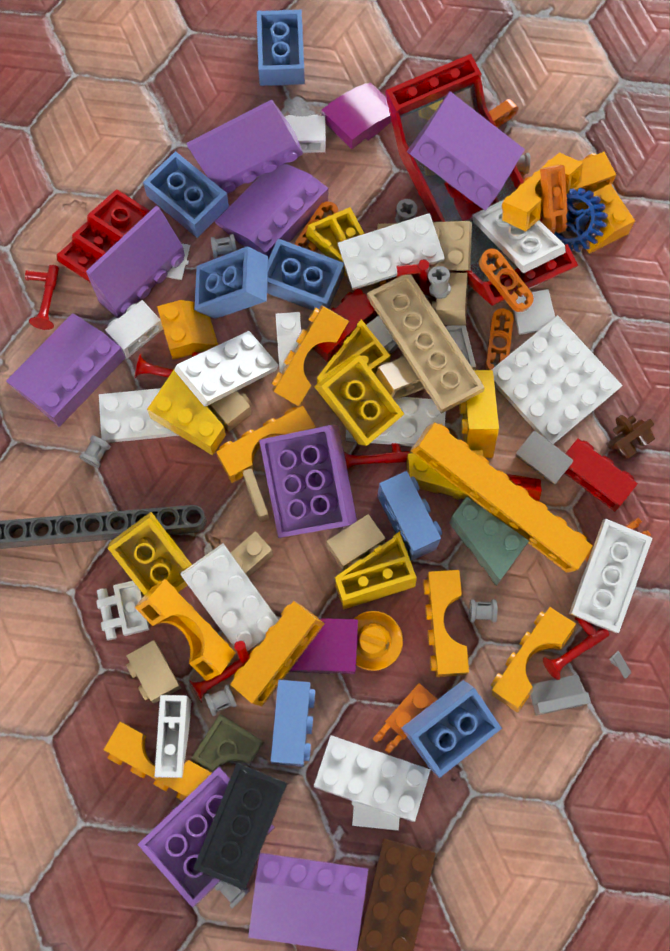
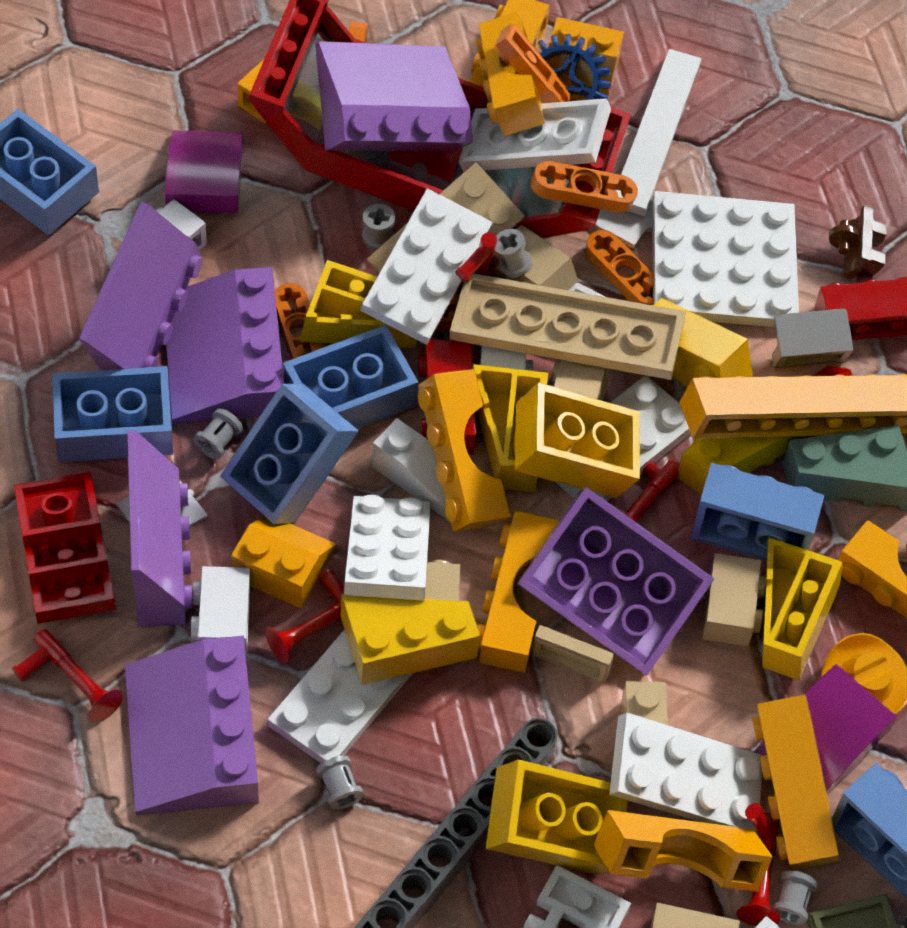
camera: 50 degrees left, 15 degrees down
(598, 286) = (659, 125): none -> white tile

